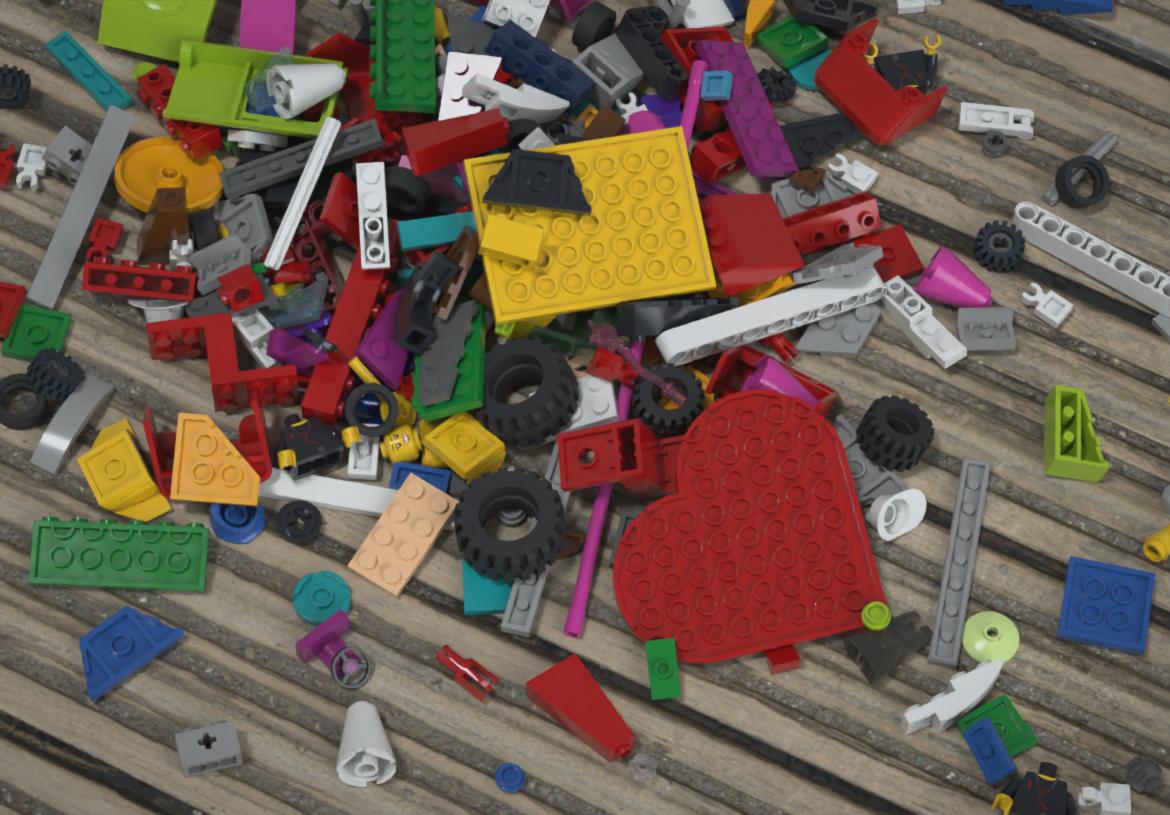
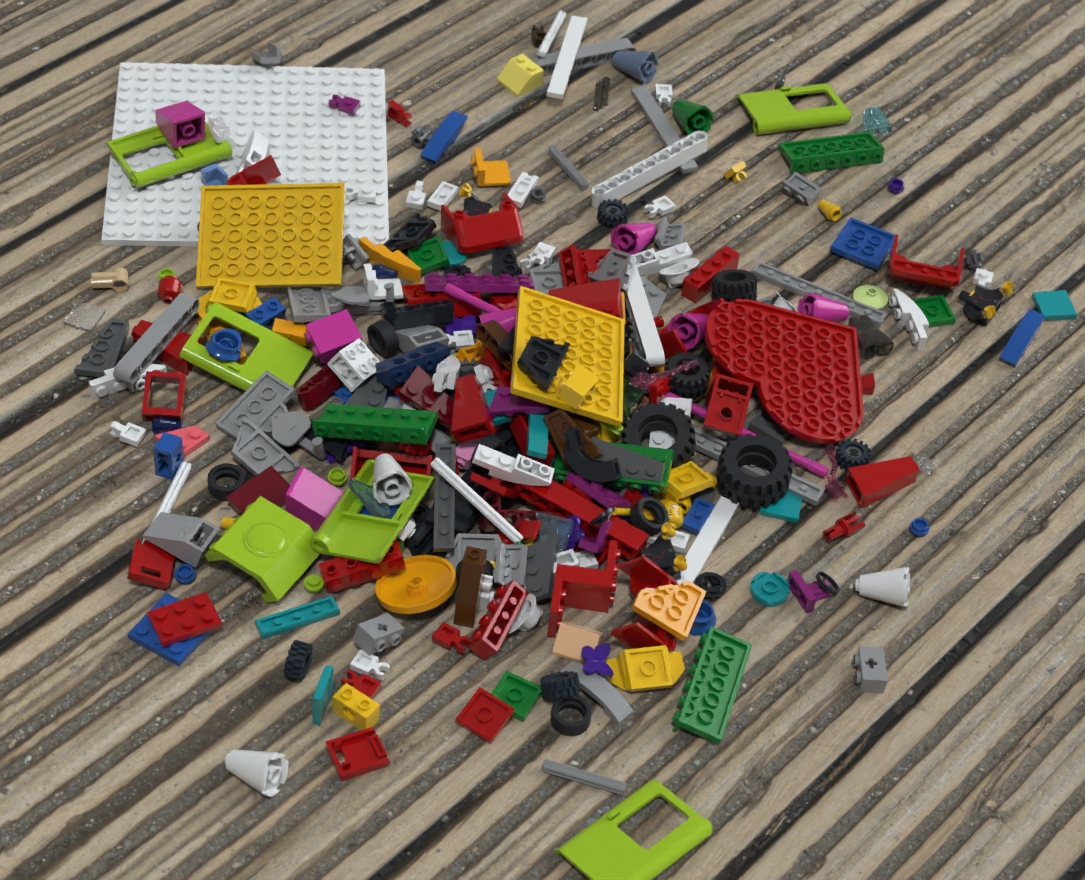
camera: 75 degrees left, 15 degrees down
(80, 208) = (424, 637): light grey tile -> none
(108, 408) = (596, 660): none -> dark purple animal
(122, 647) = (784, 701): blue wing -> none
(149, 381) = (573, 638): none -> light nougat slope
(240, 288) = (543, 550): red brick -> none
(403, 535) = (737, 532): light nougat plate -> none
(543, 648) = (834, 487): none -> clear pink piece
(622, 675) = (856, 448): none -> black bush
(662, 669) = (861, 432): green plate -> none
(716, 85) = (468, 282): dark azure plate -> none
(808, 179) = (539, 275): reddish brown tile -> none
(856, 173) = (542, 254): none -> white plate
(876, 616) = (856, 328): lime plate -> none
(903, 356) = (676, 273): none -> white piece
(907, 566) = (823, 307): none -> dark pink cone
(919, 24) = (442, 195): none -> white plate
(946, 408) = (700, 281): none -> red brick
(989, 751) = (950, 311): blue plate -> none
(1012, 68) = (489, 172): none -> light orange bracket
(1055, 695) = (942, 277): none -> red windscreen
(1065, 187) = (583, 165): black tyre -> none
(1069, 437) = (752, 221): lime wedge -> none

